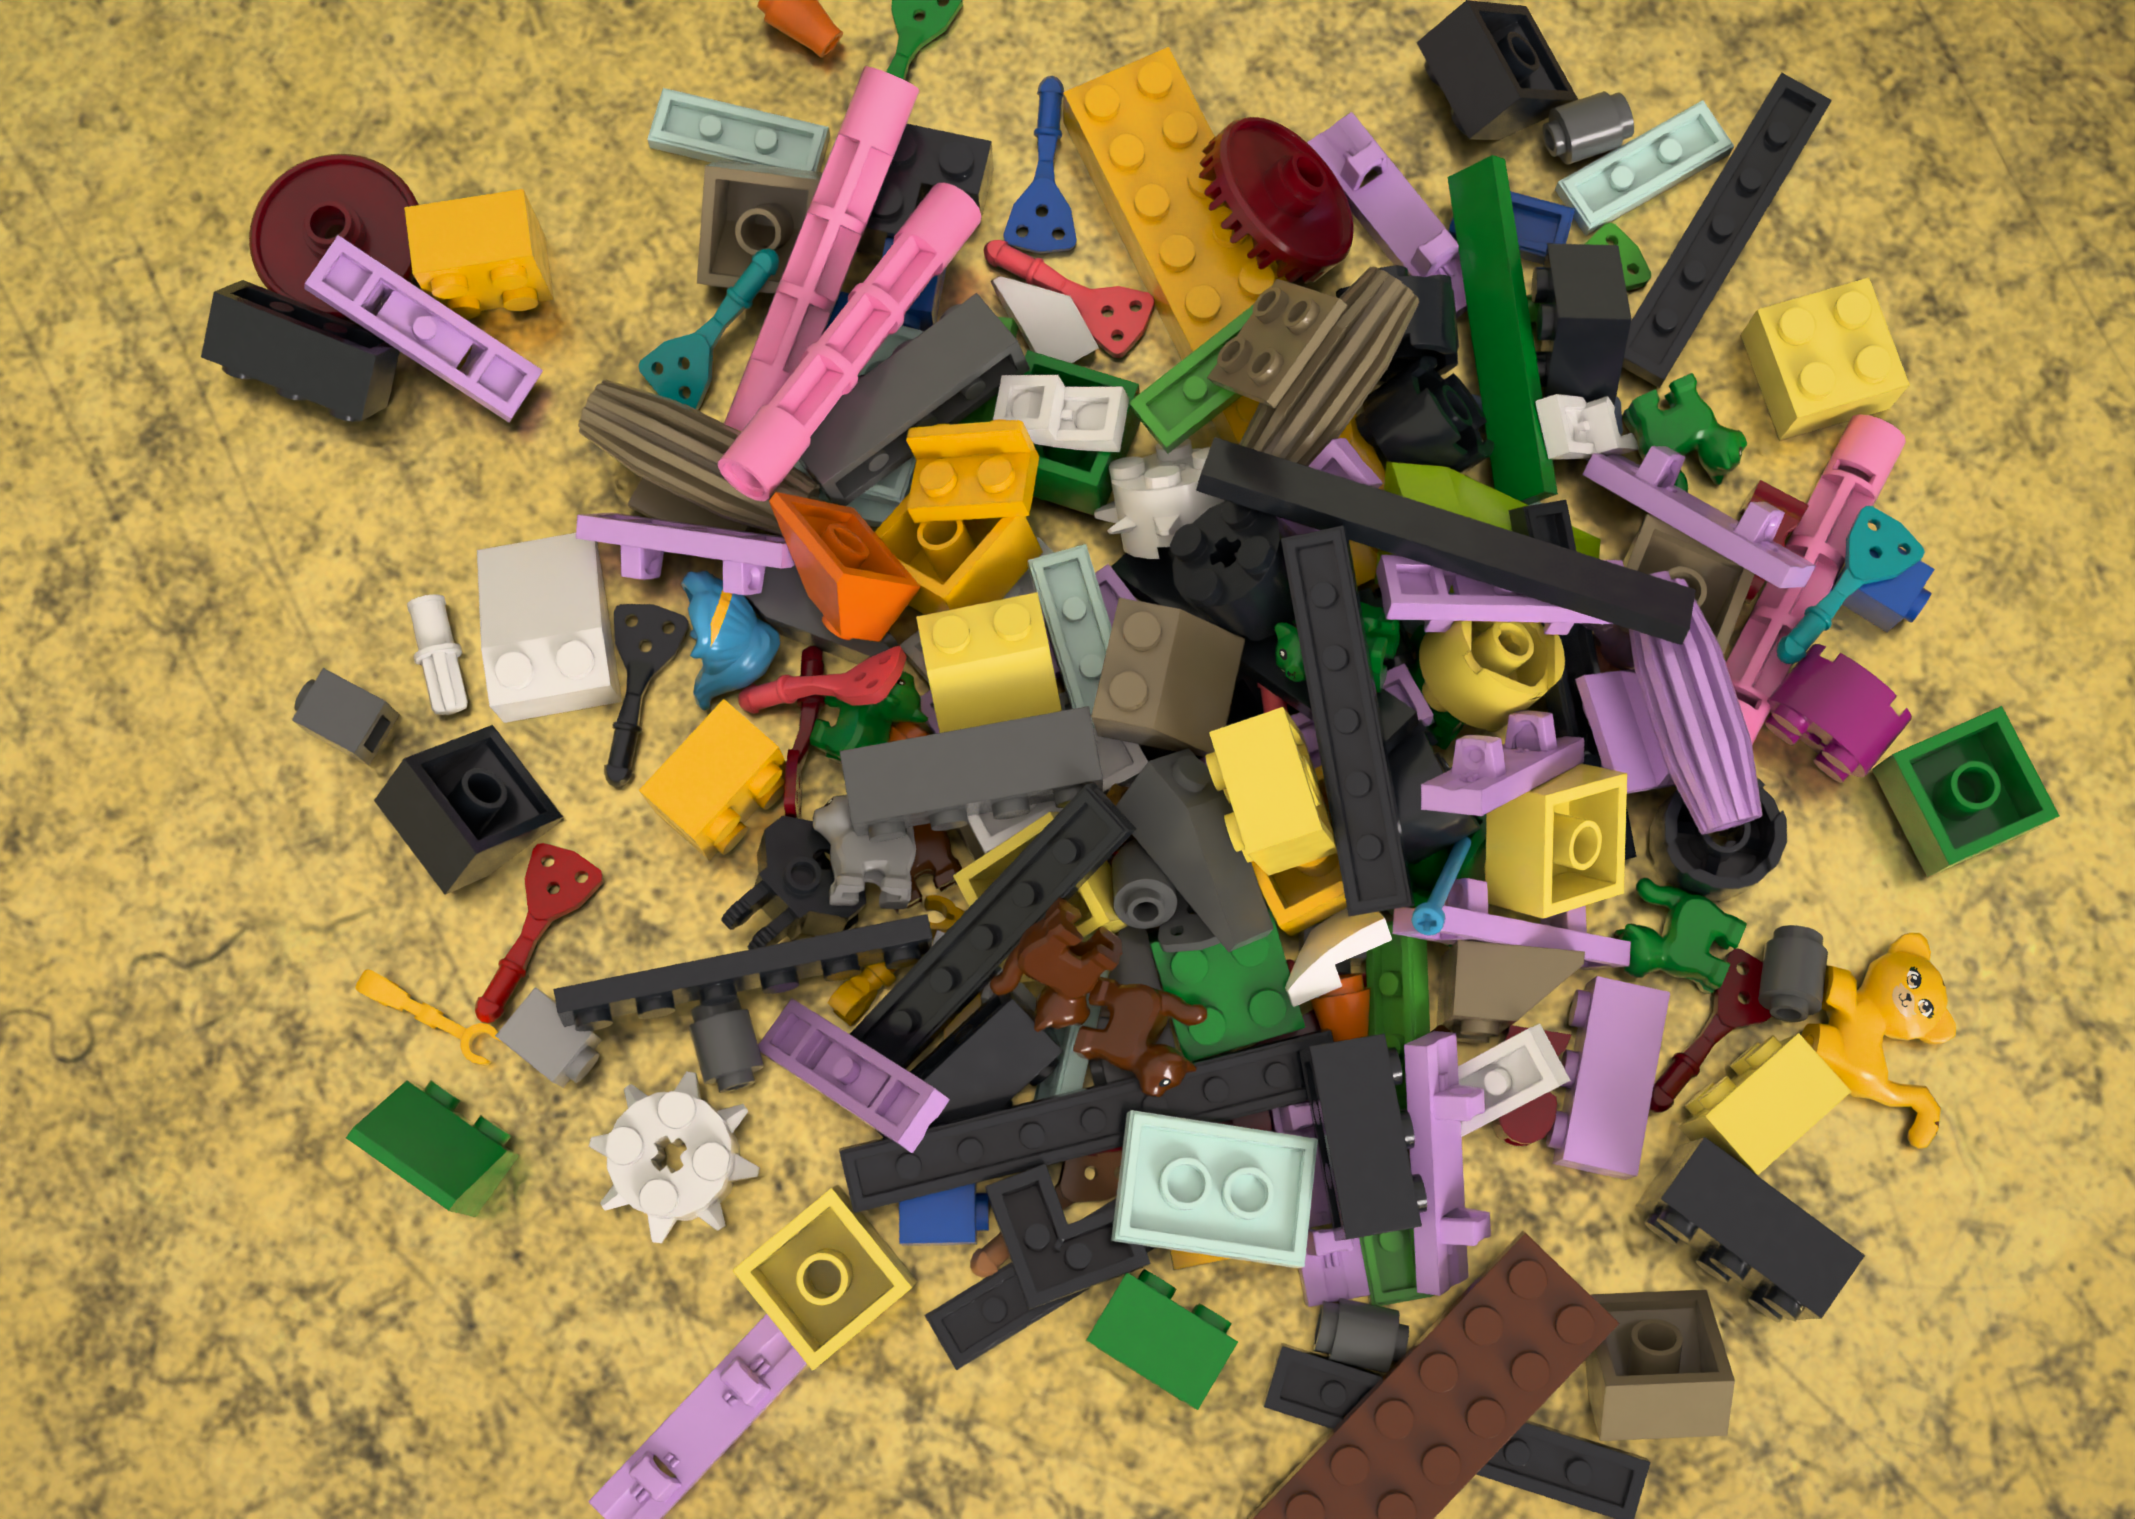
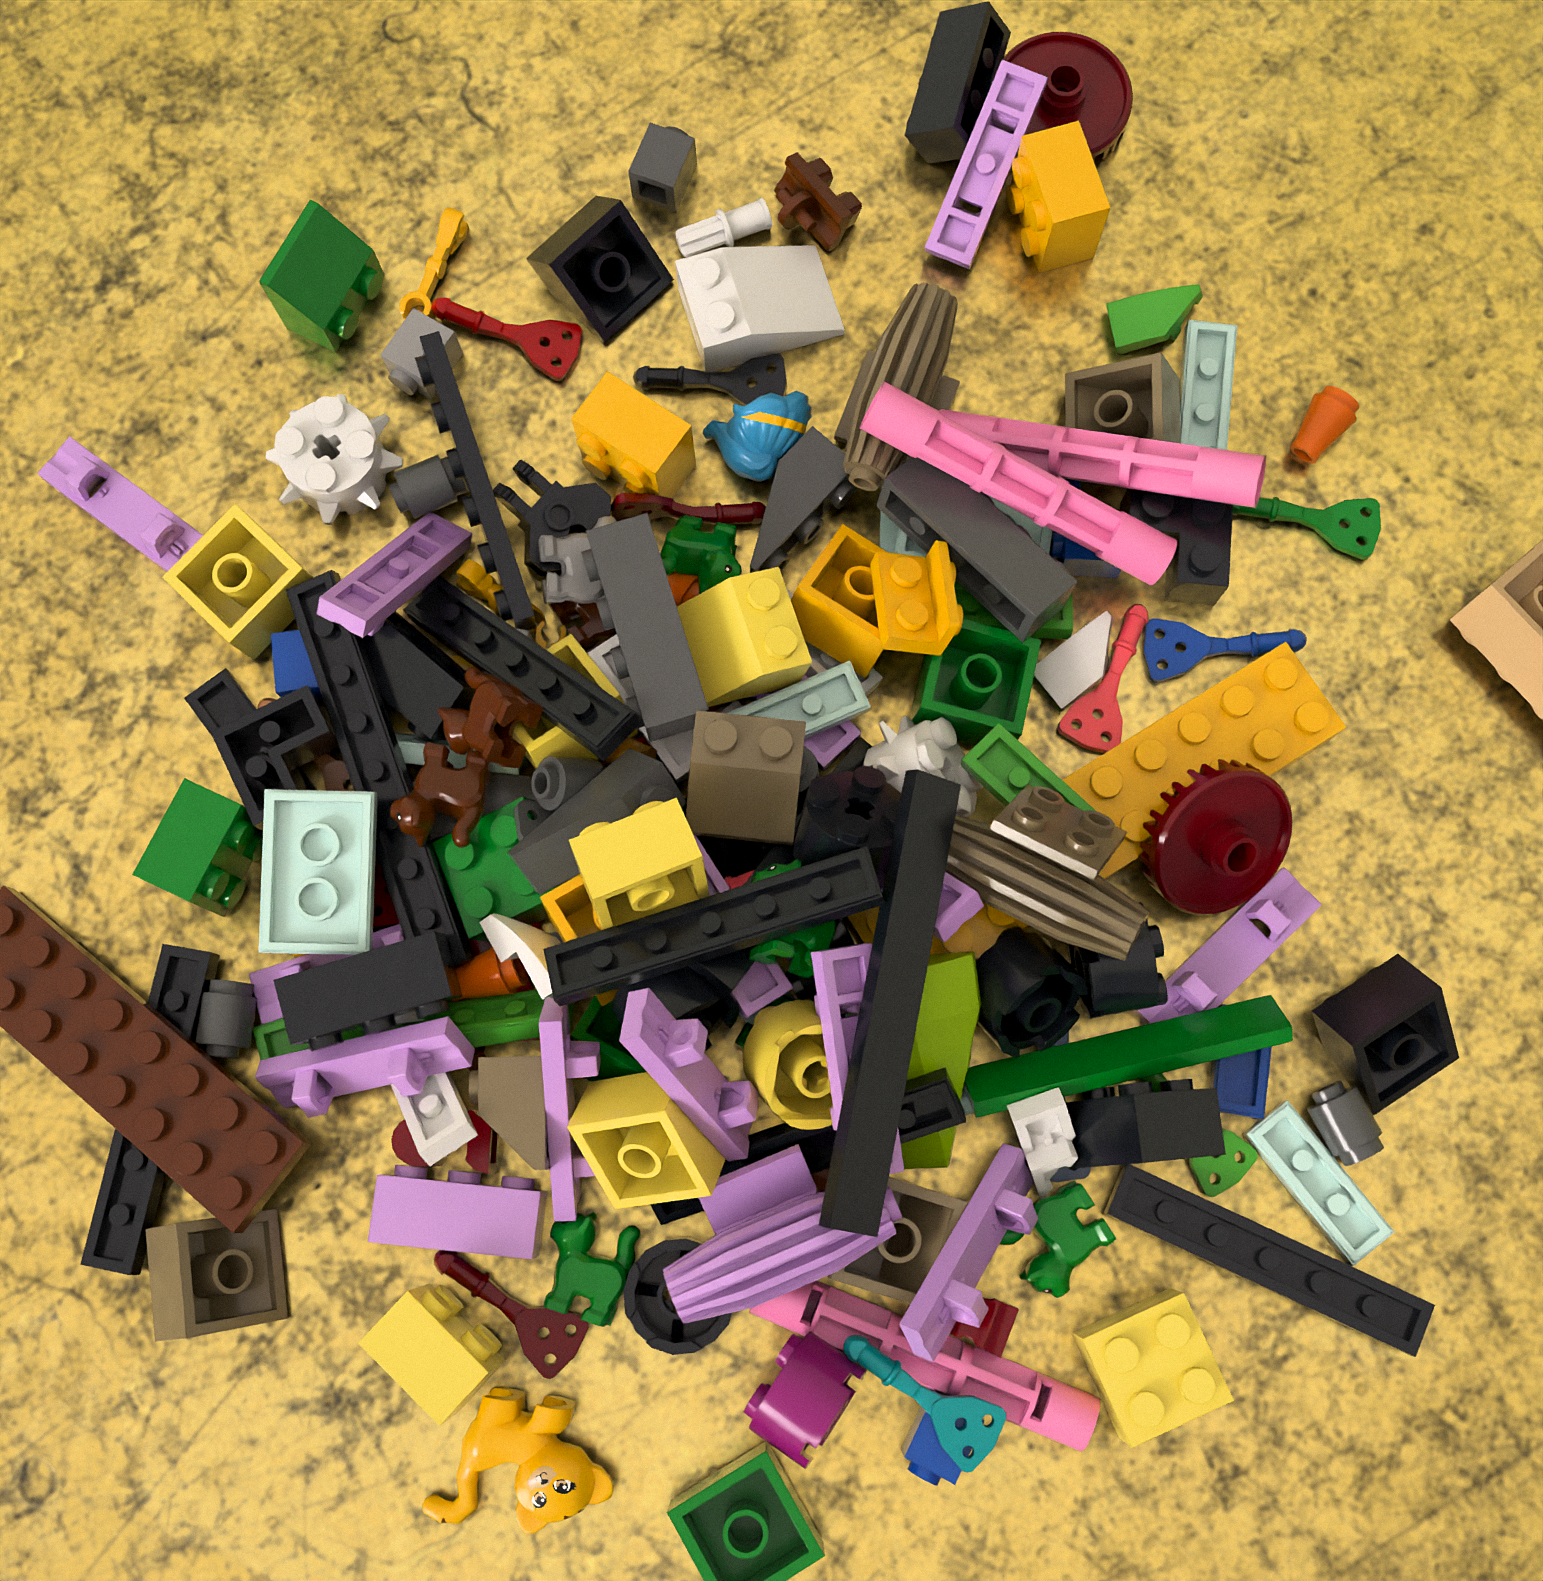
camera: 85 degrees right, 0 degrees up
(425, 542) = (811, 202): none -> reddish brown hips
(637, 181) = (1151, 316): none -> bright green slope
(646, 540) = (834, 371): lavender hinge -> none
(700, 345) = (1012, 384): teal piece -> none
(844, 567) = (819, 503): orange slope -> none
(861, 685) = (723, 538): coral piece -> none
(1064, 415) = (980, 669): white slope -> none
(1429, 917) = (538, 1012): dark azure piece -> none
(1748, 1232) = (319, 1347): black brick -> none
(1793, 973) = (563, 1374): dark grey brick -> none

